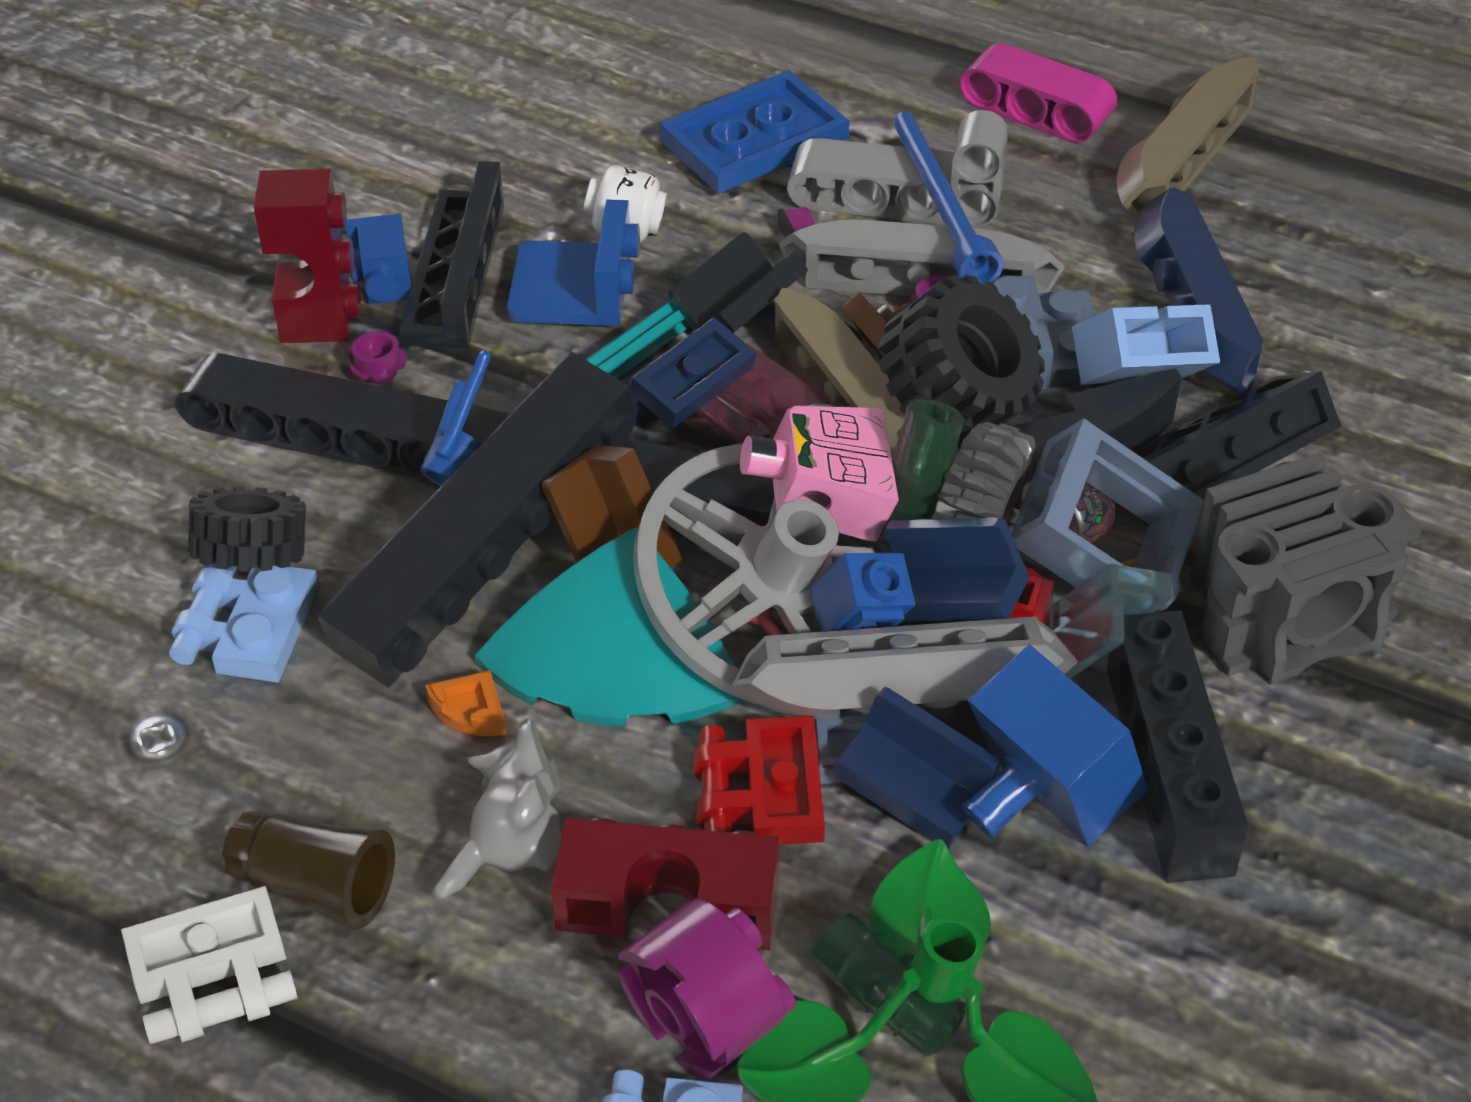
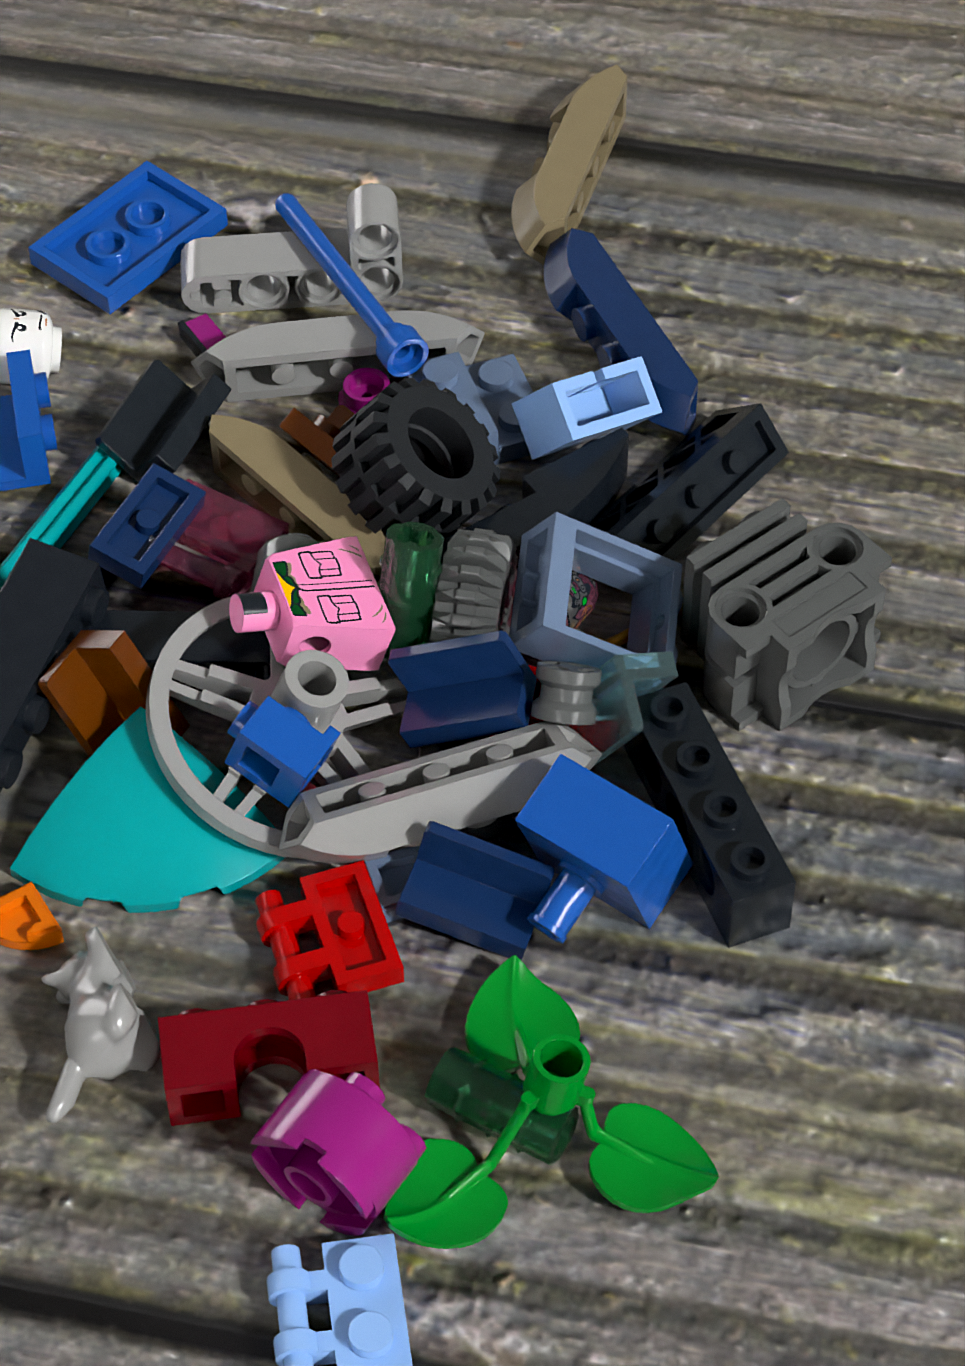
camera: 15 degrees left, 5 degrees up
(754, 588) = (278, 748): none -> blue brick
(863, 592) = (384, 730): blue window -> none
(1038, 92) = (409, 139): dark pink beam -> none
(1053, 593) = (566, 692): none -> dark grey wheel

